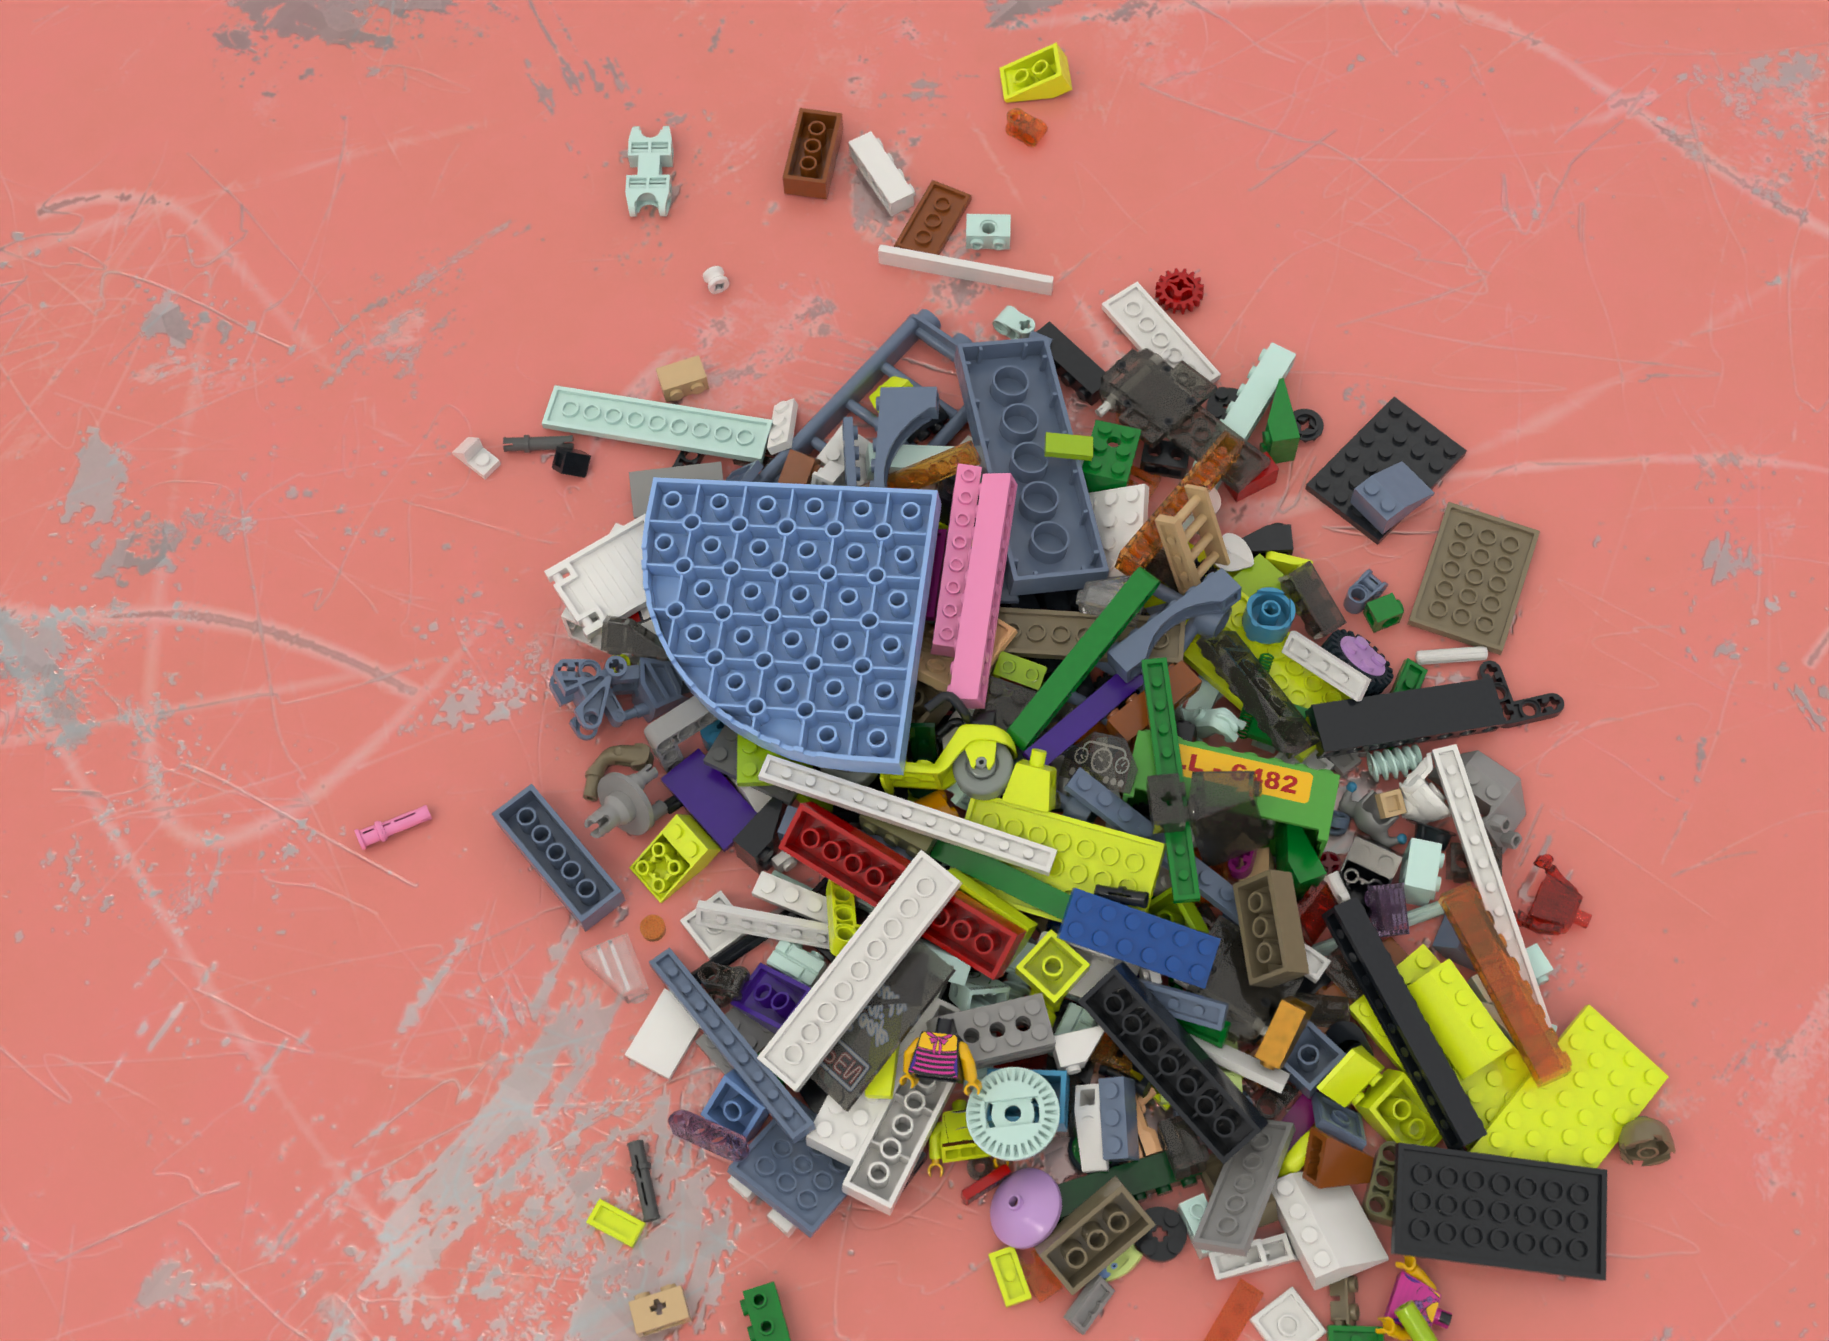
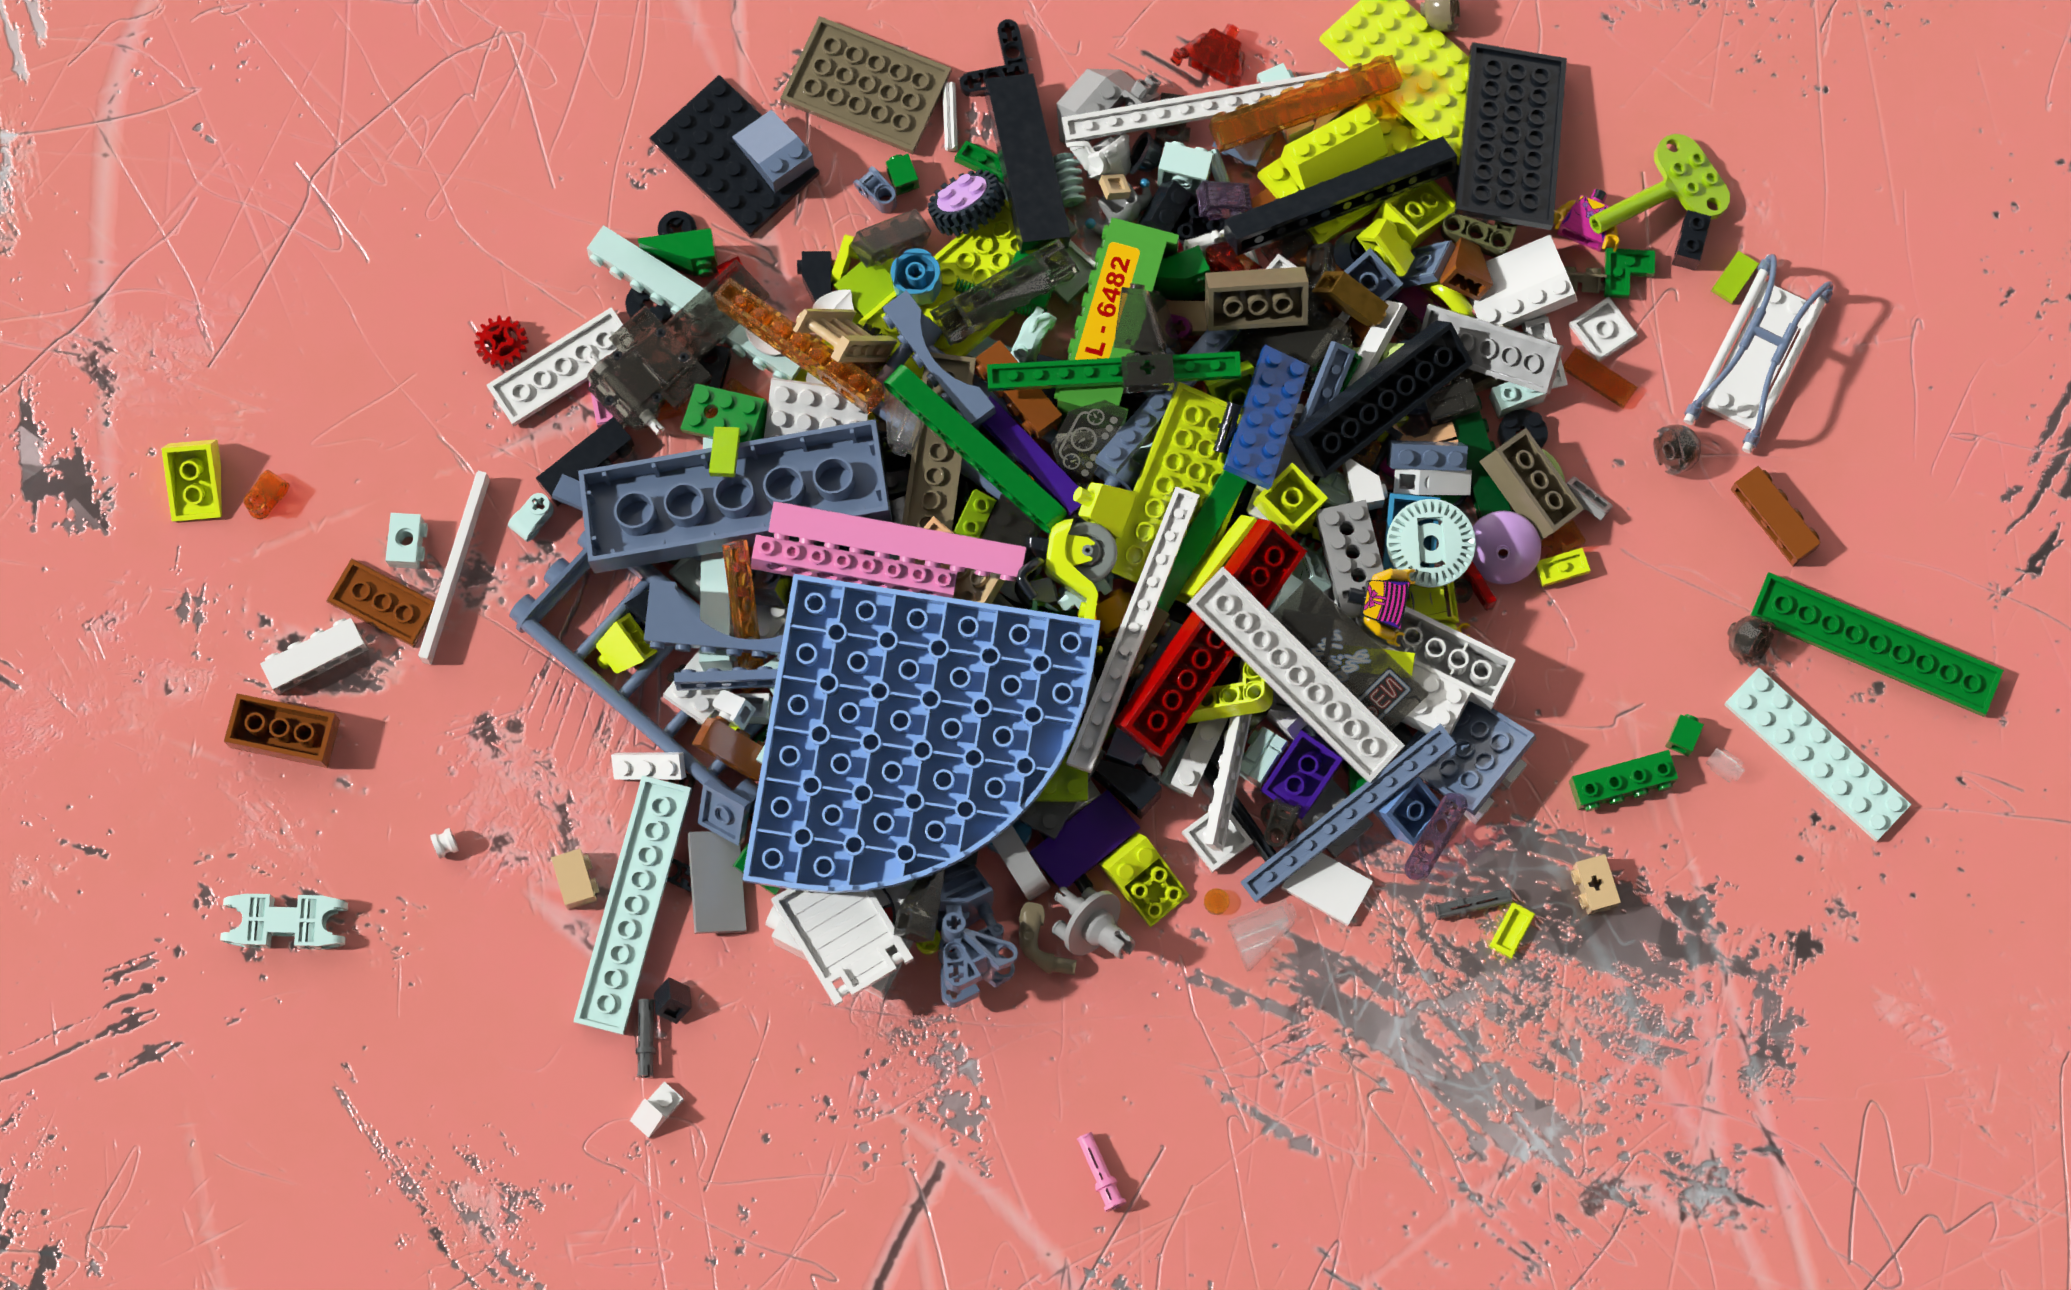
camera: 90 degrees left, 10 degrees up
(558, 857) = (1143, 994): sand blue brick -> none
(1326, 666) = (977, 226): white tile -> none

